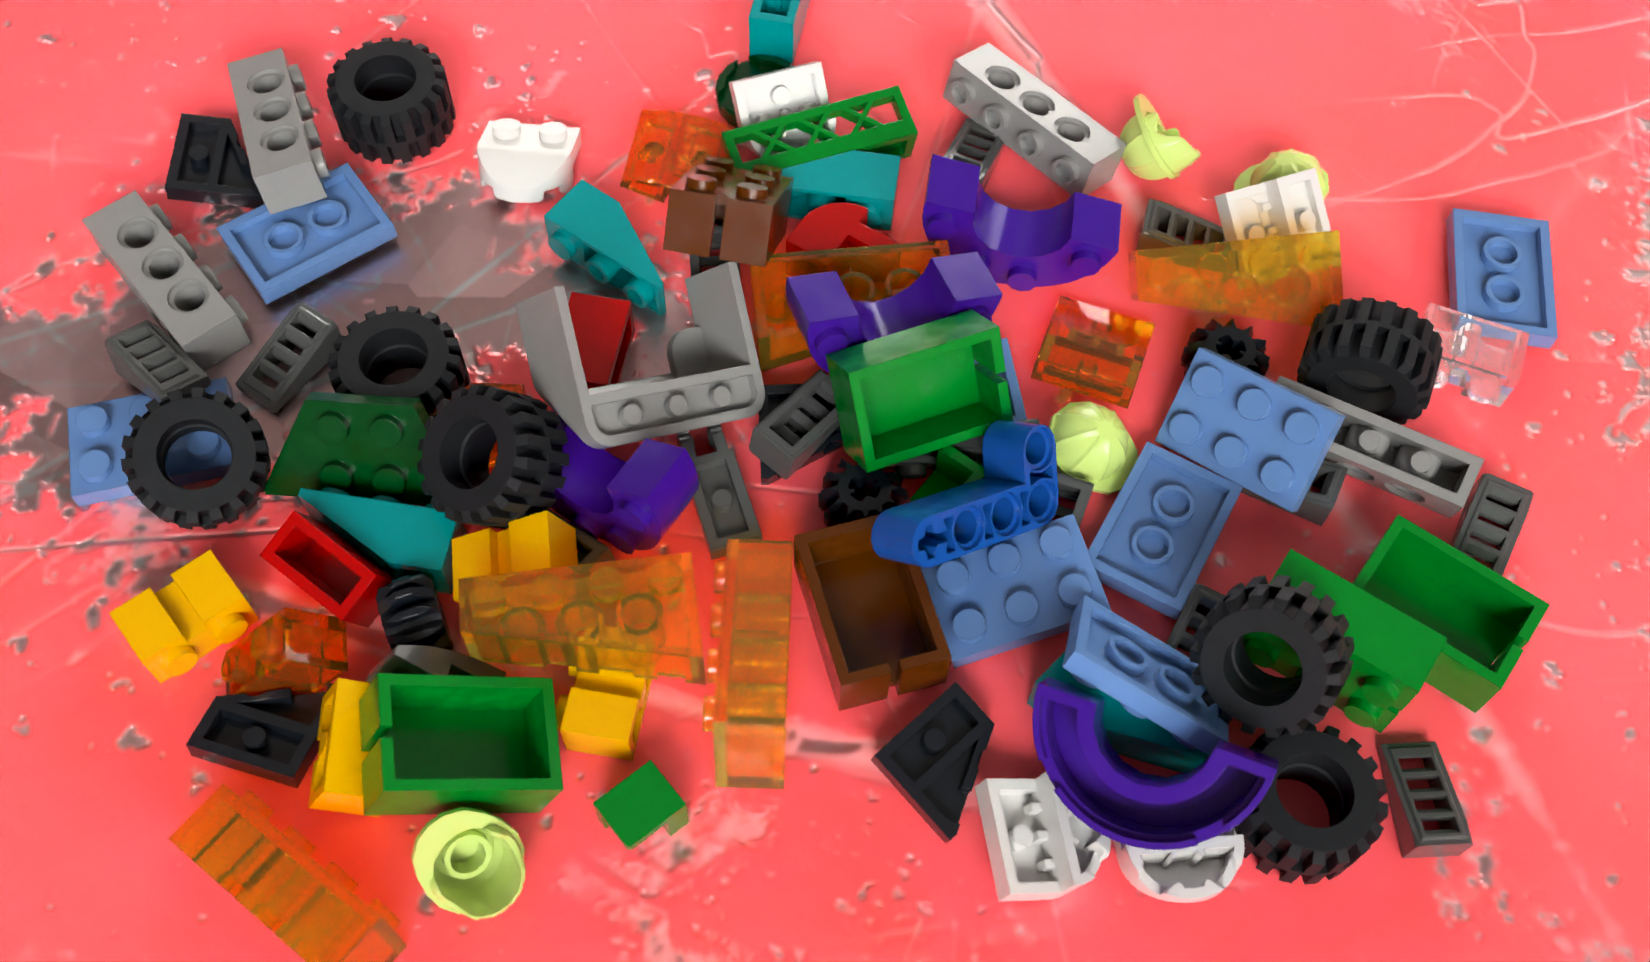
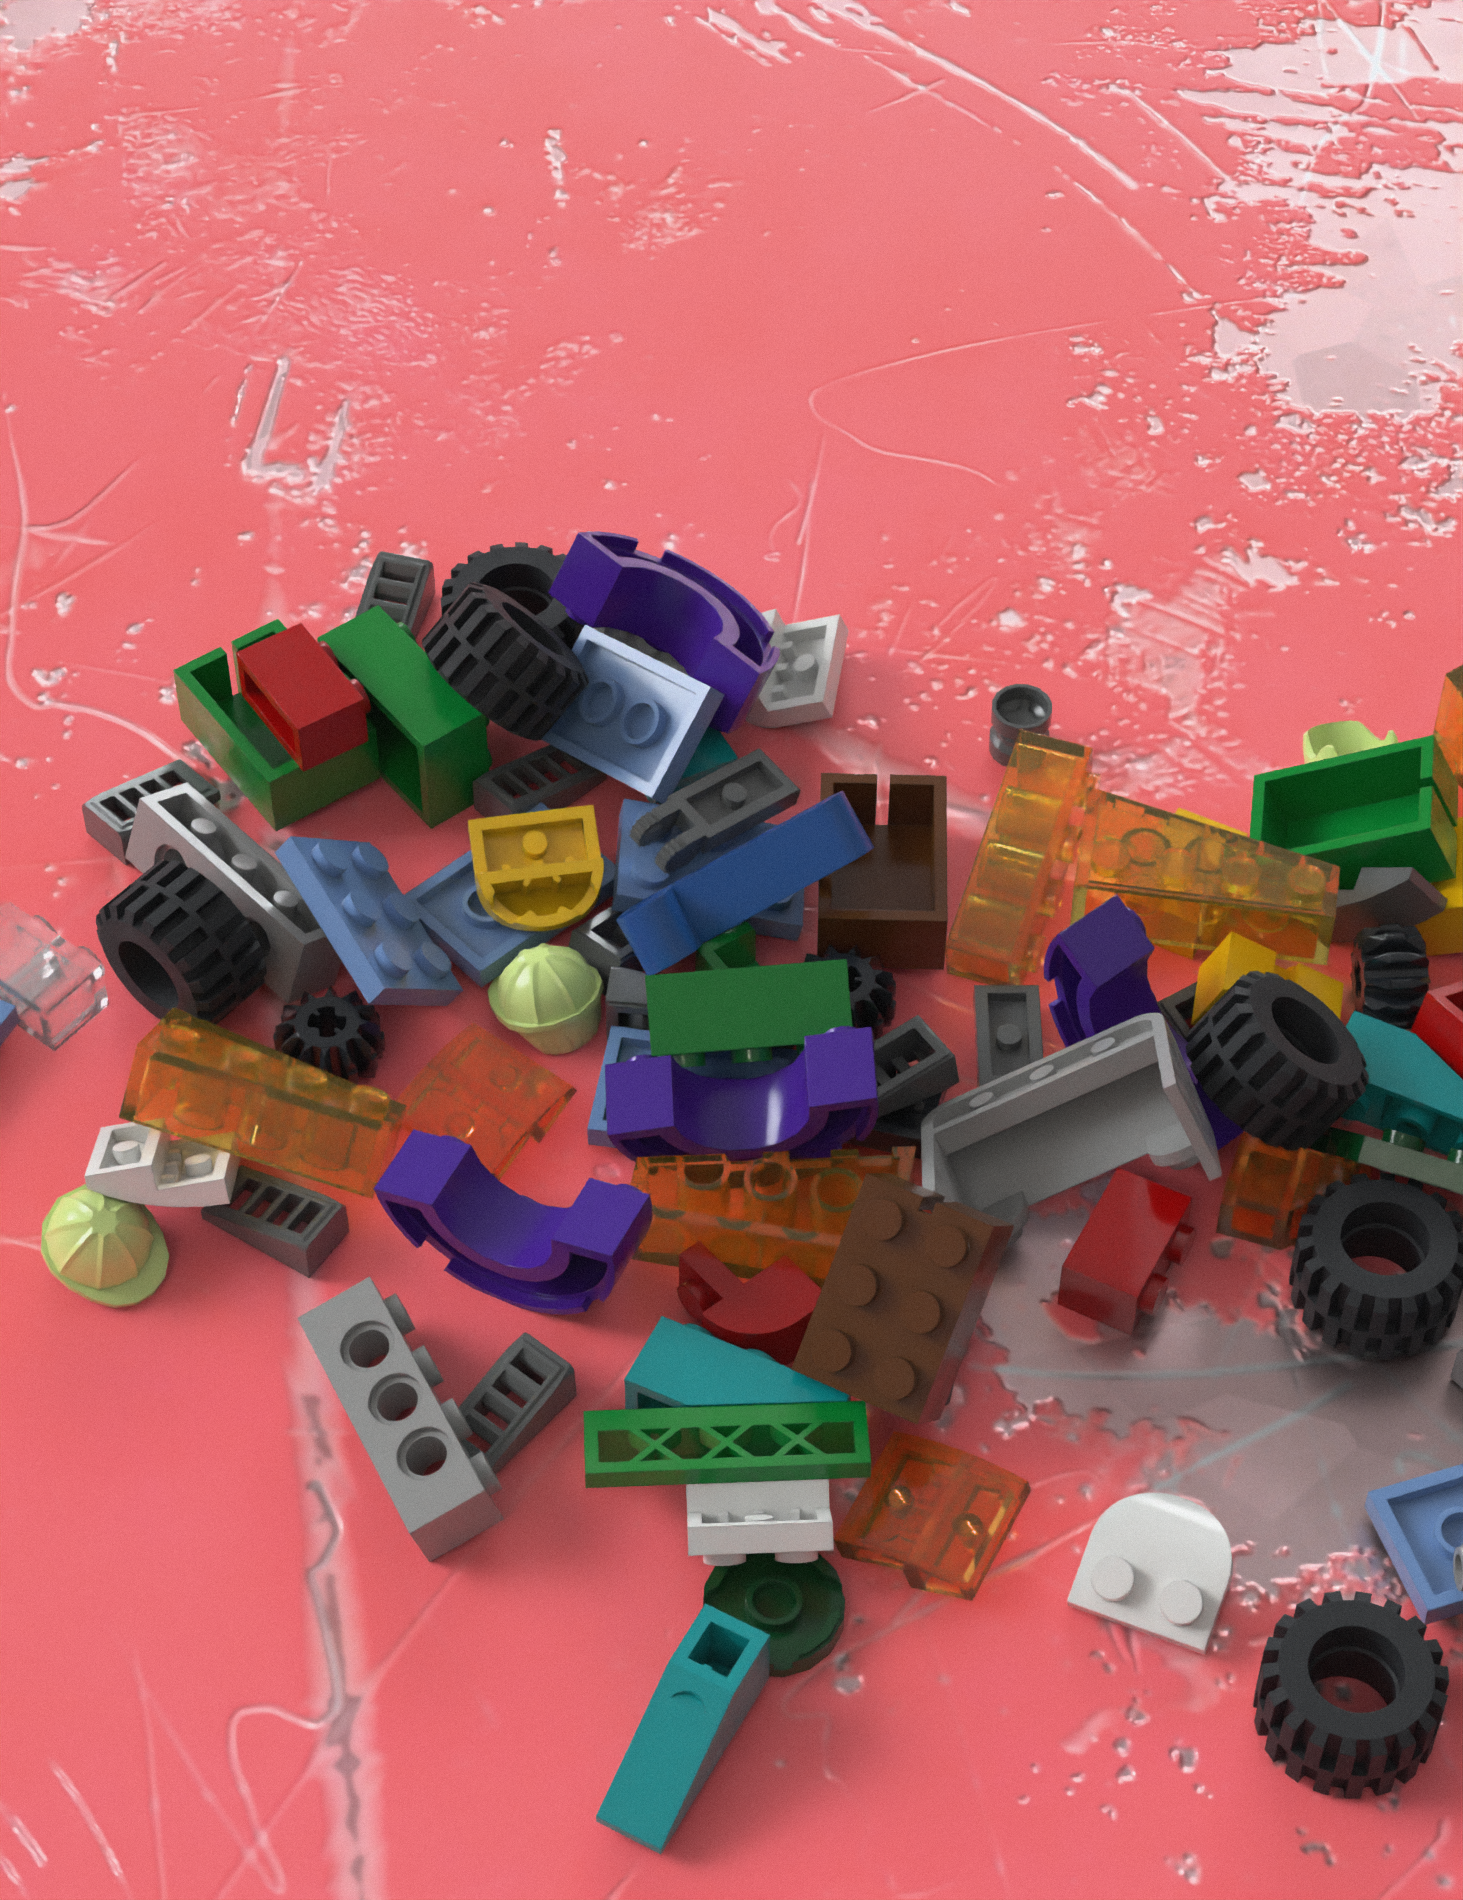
camera: 160 degrees left, 10 degrees down
(600, 238) = (1078, 1405): teal slope -> none
(641, 807) = (1177, 772): green panel -> none
(799, 815) = (1016, 709): none -> dark grey wheel
(938, 759) = (864, 744): black wing -> none
(1023, 605) = (716, 809): none -> dark grey hinge
(1147, 518) = (537, 867): none -> yellow slope
(1152, 149) = (245, 1327): yellowish green piece -> none
(1422, 573) = (303, 696): none -> red brick

